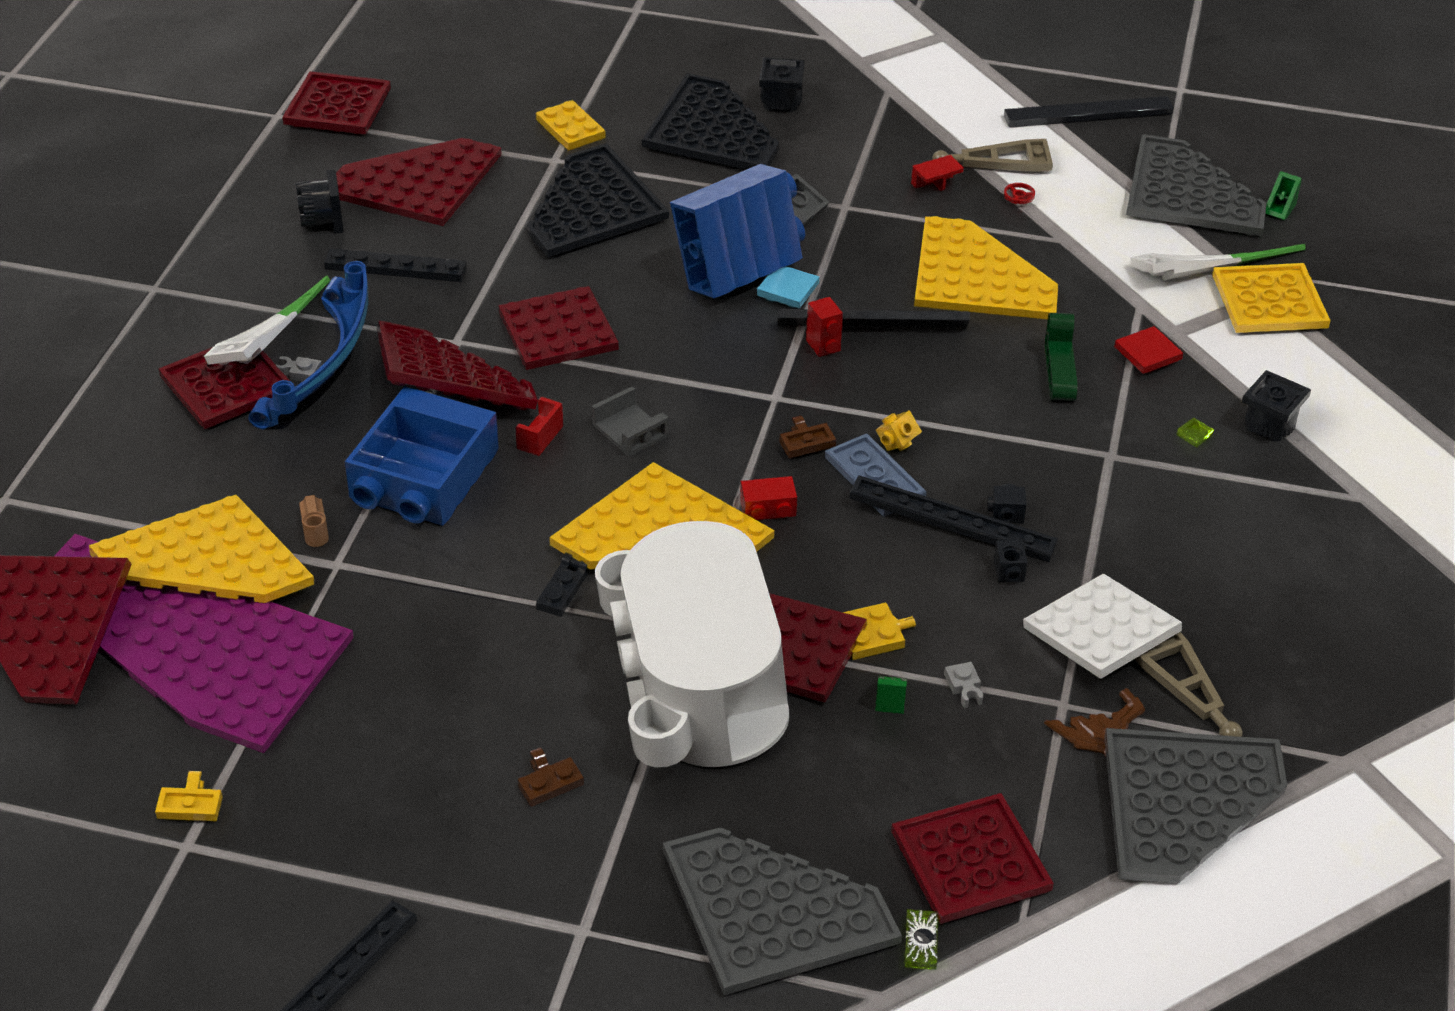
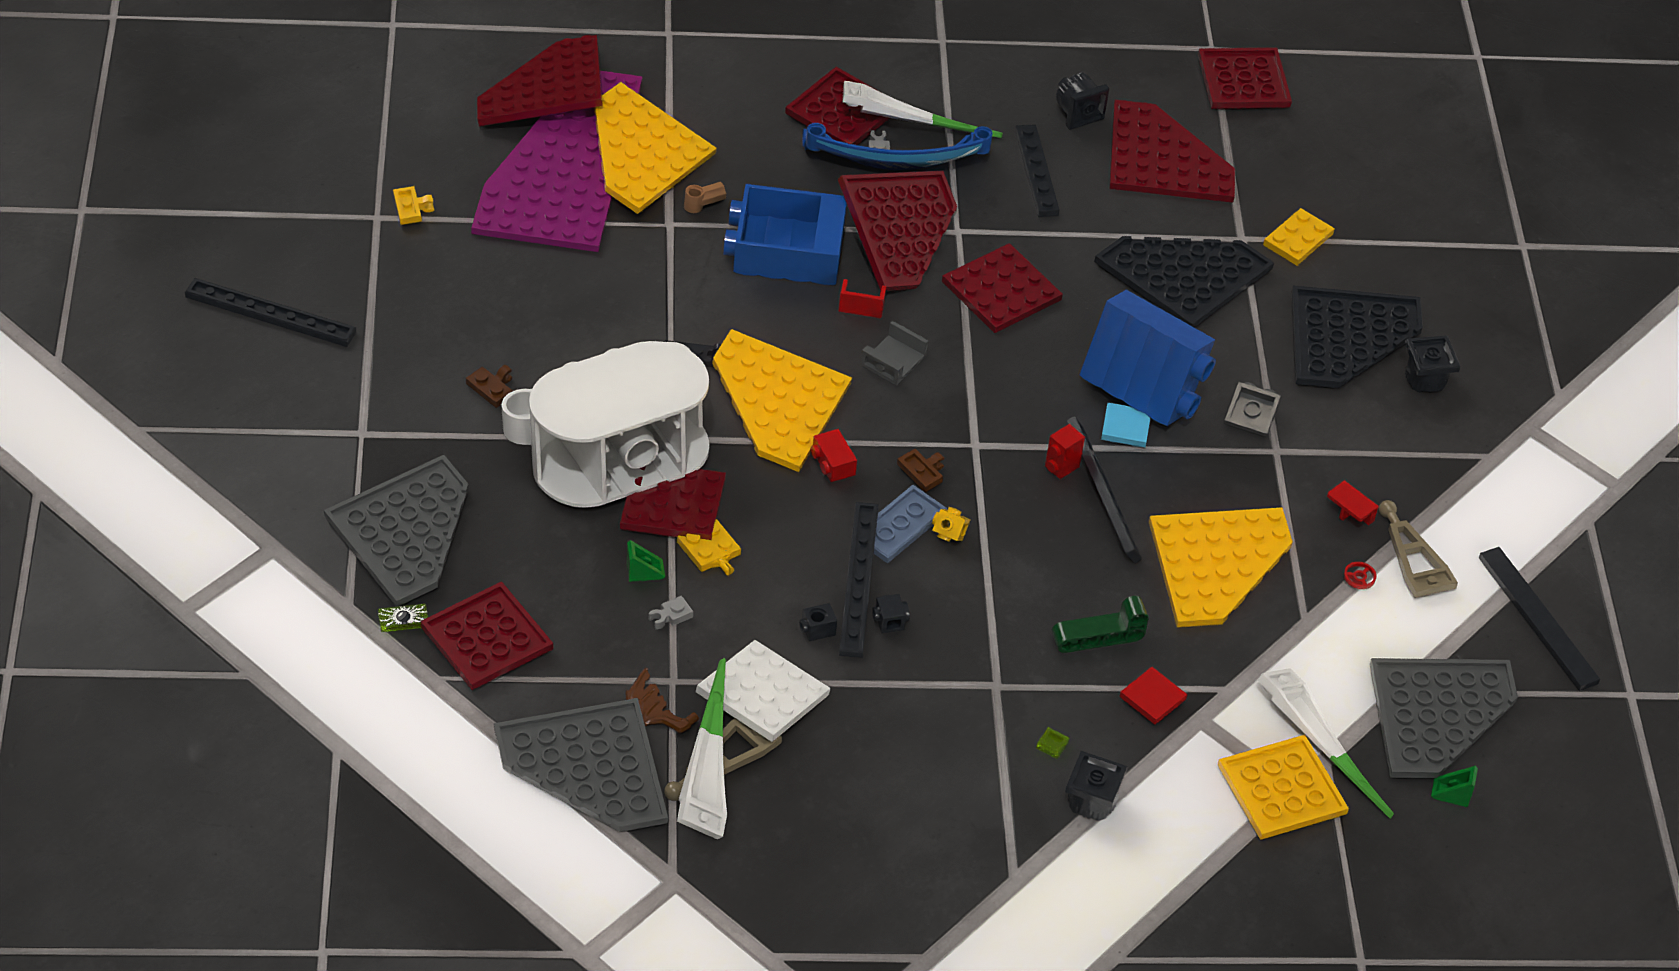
camera: 70 degrees right, 5 degrees up
(1244, 699) = (703, 788): none -> white plate

